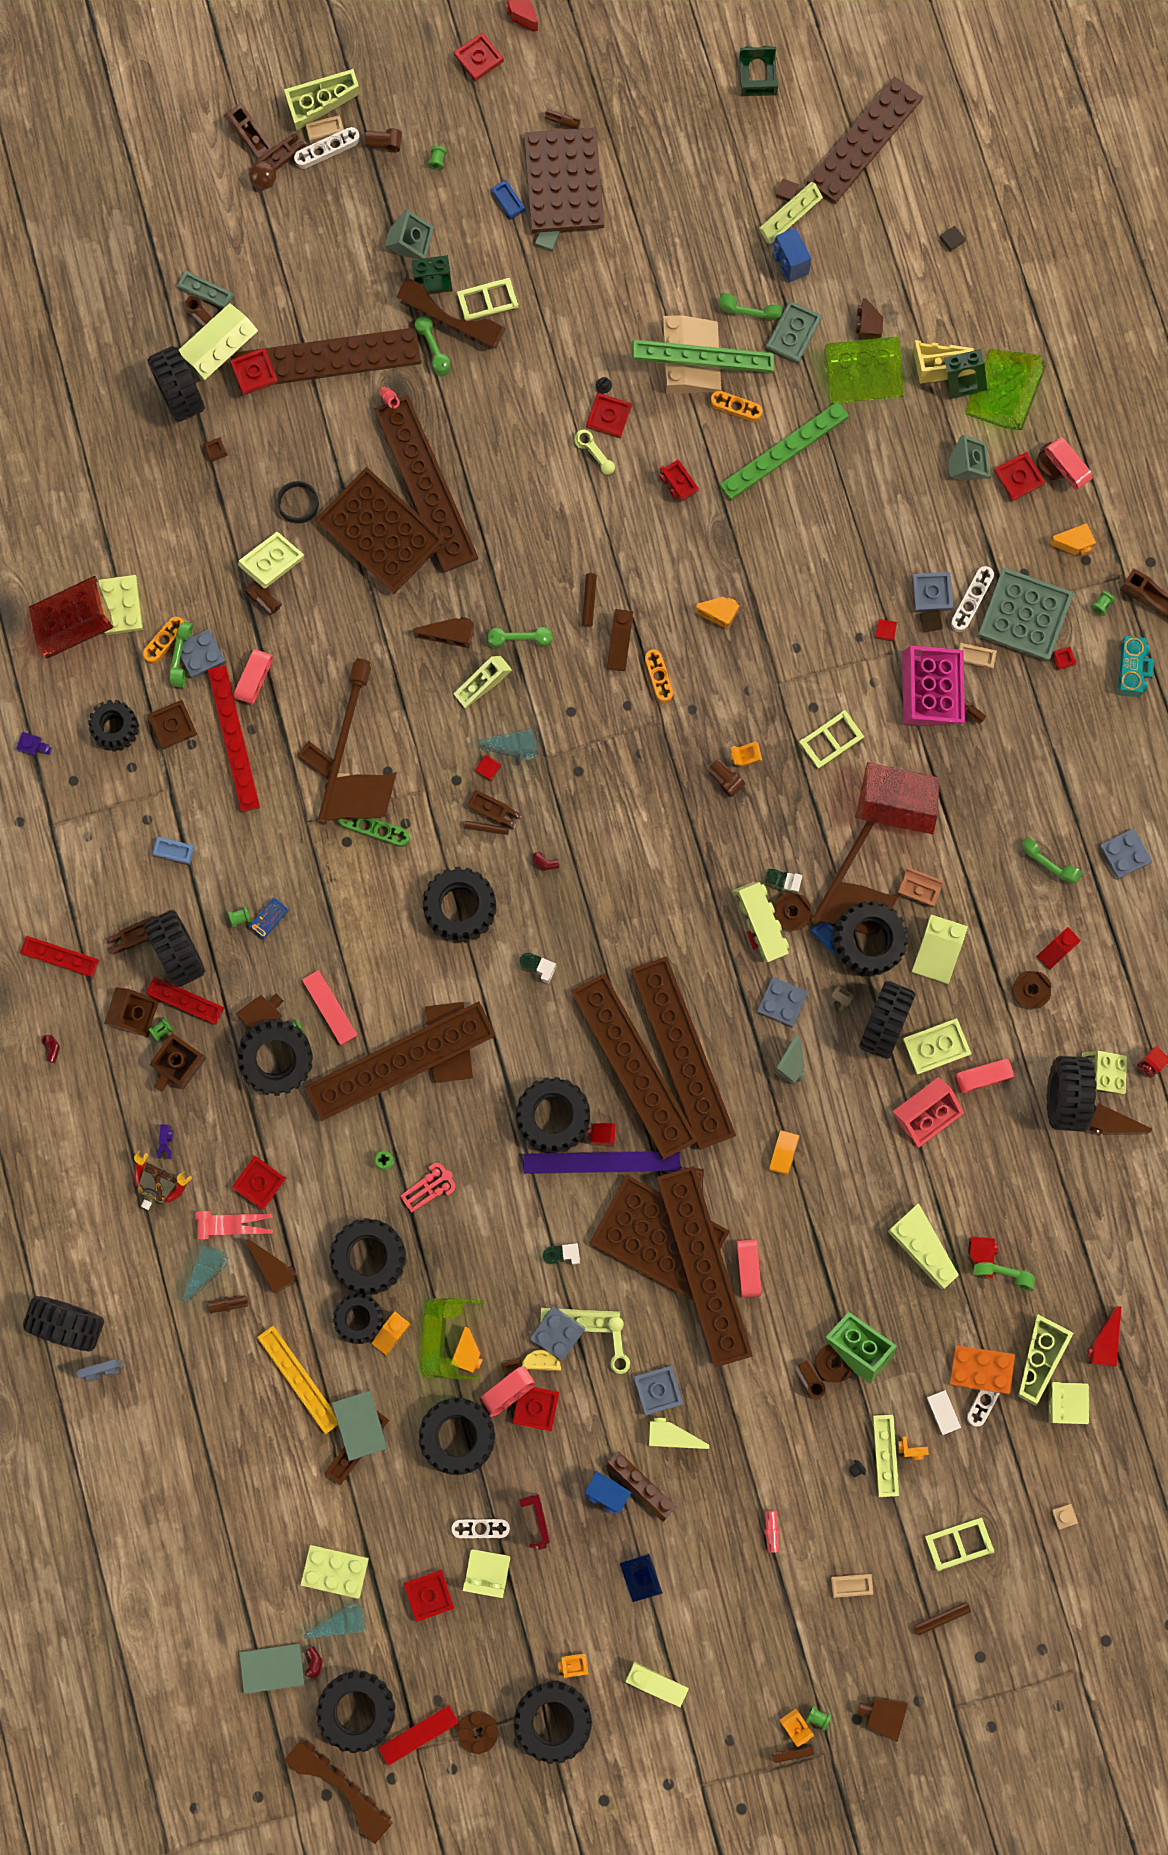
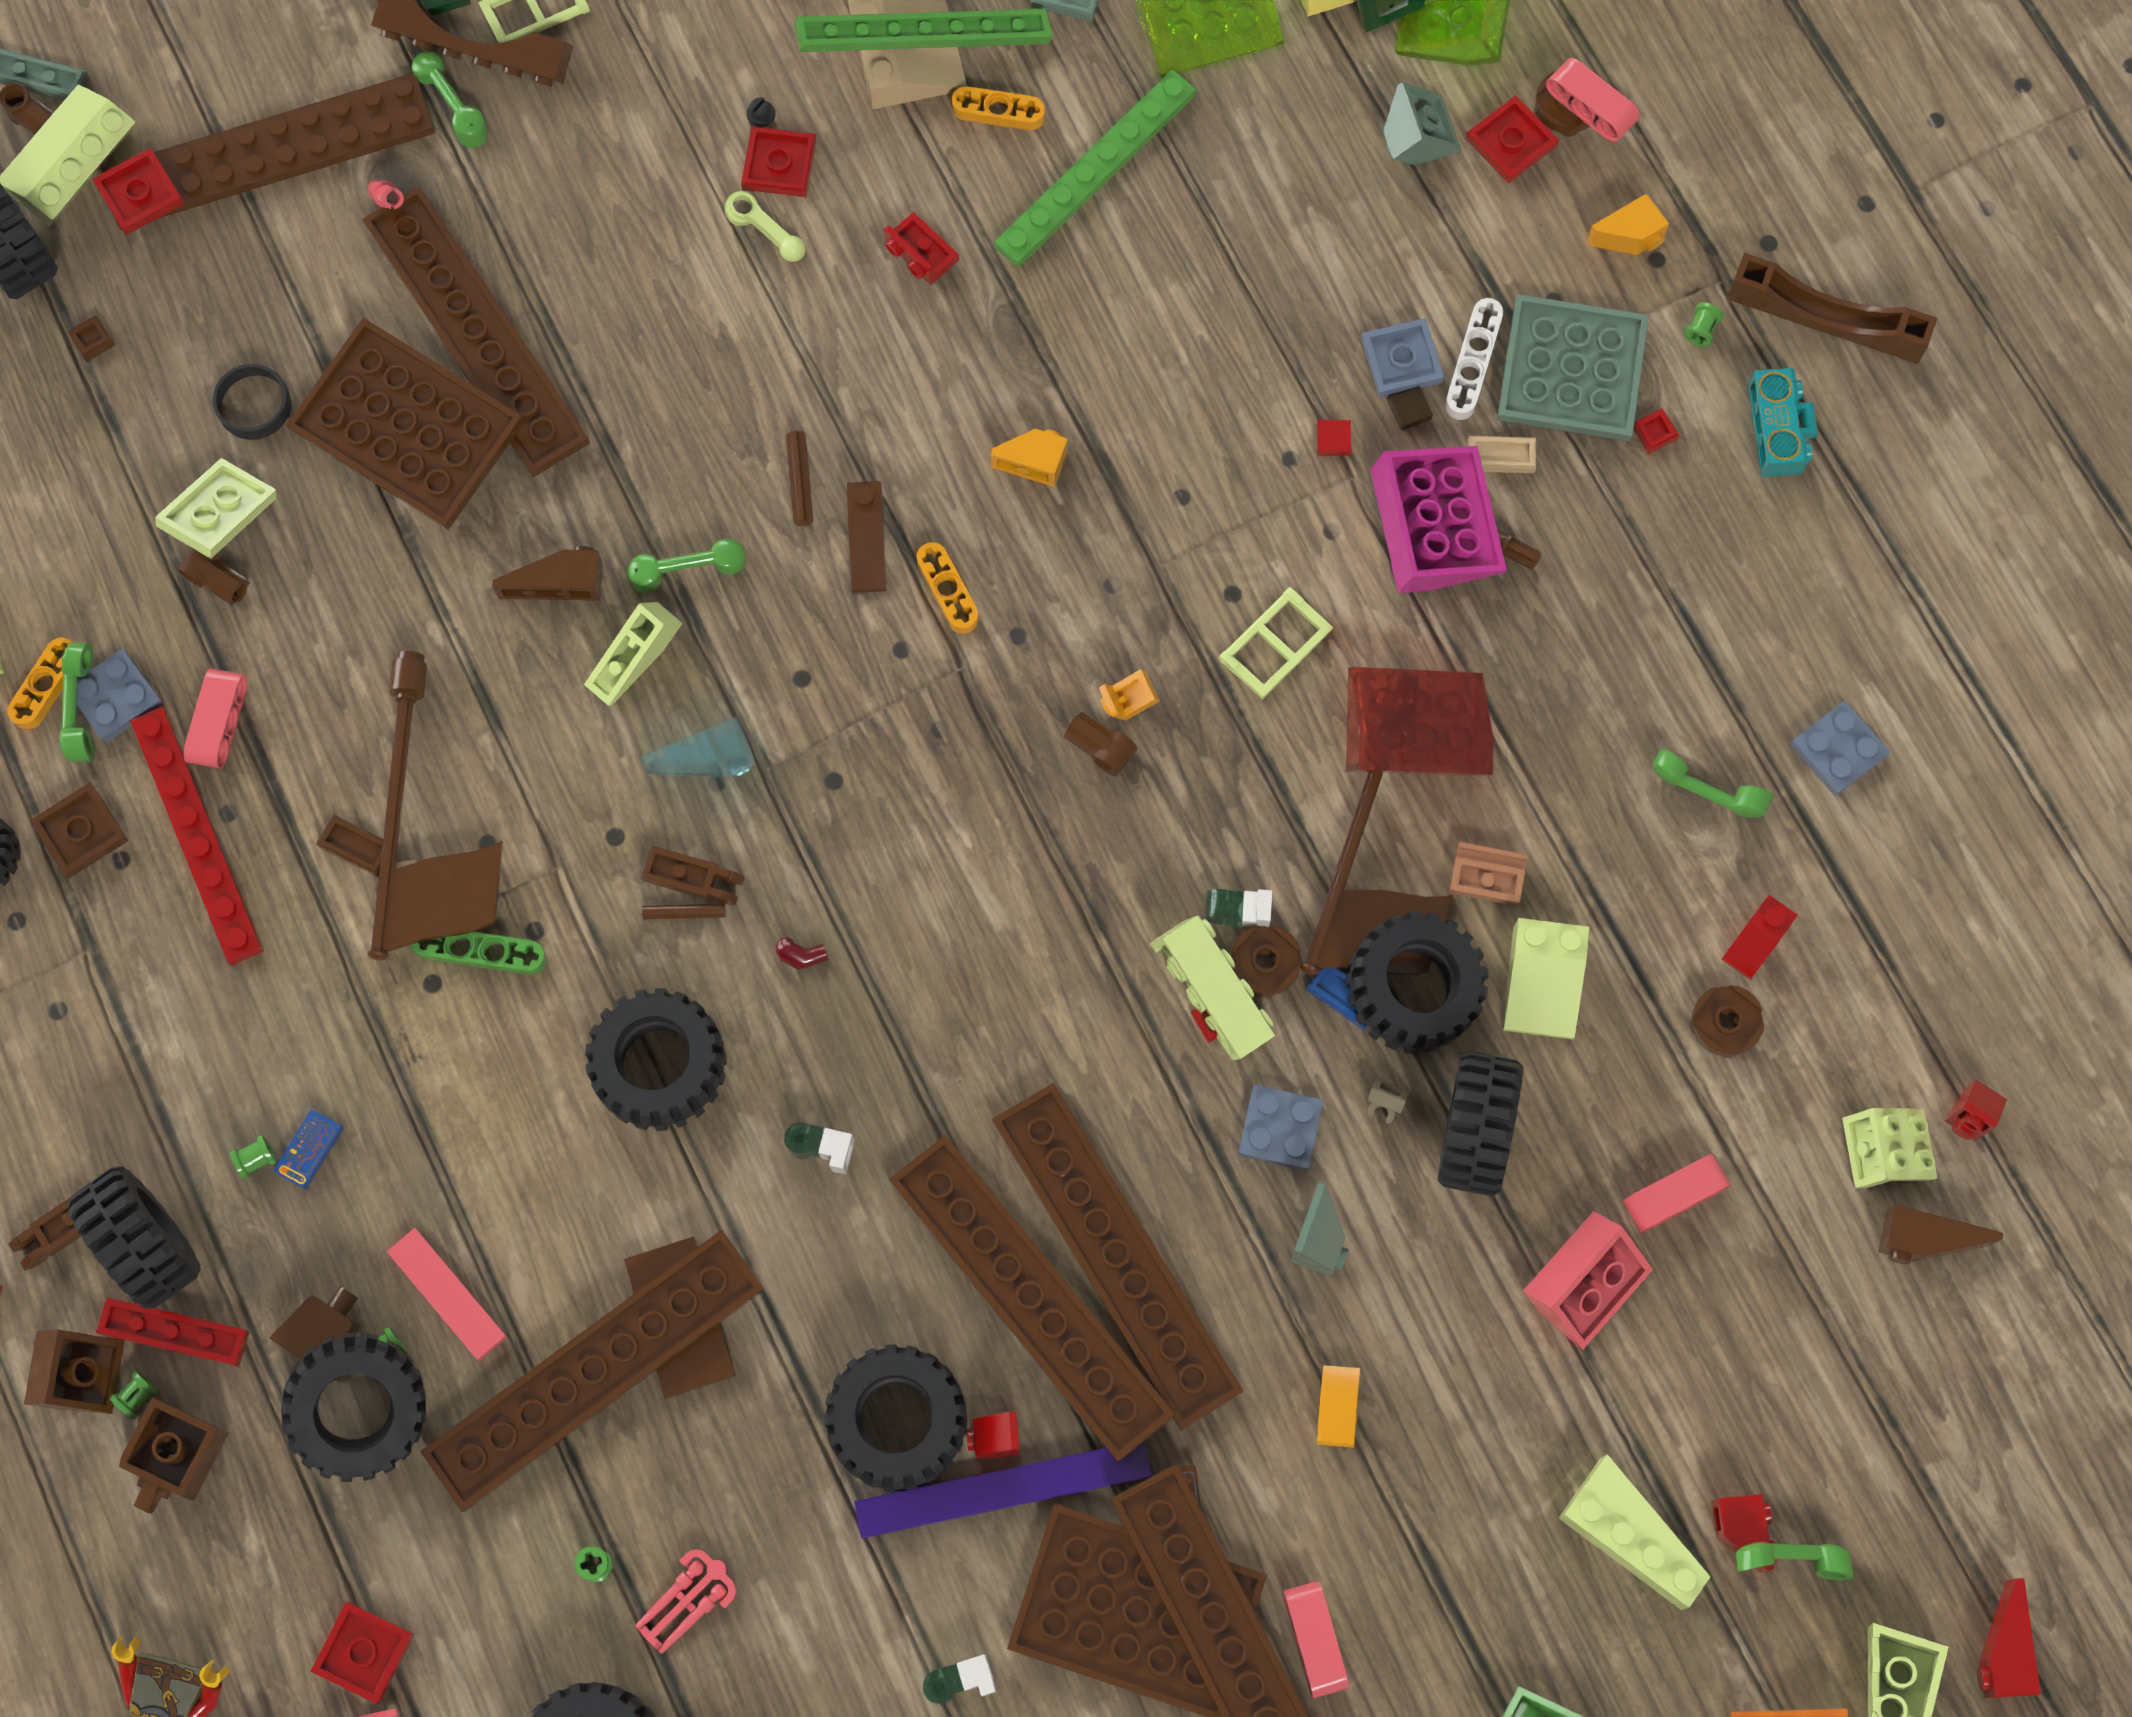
camera: 10 degrees left, 5 degrees down
(165, 1137) = (170, 1597): dark purple plate -> none
(173, 850) = (112, 1057): medium blue plate -> none
(488, 768) = (668, 803): red tile -> none
(936, 1046) = (1577, 1156): yellowish green plate -> none
(1071, 1093) = (1845, 1195): black tyre -> none

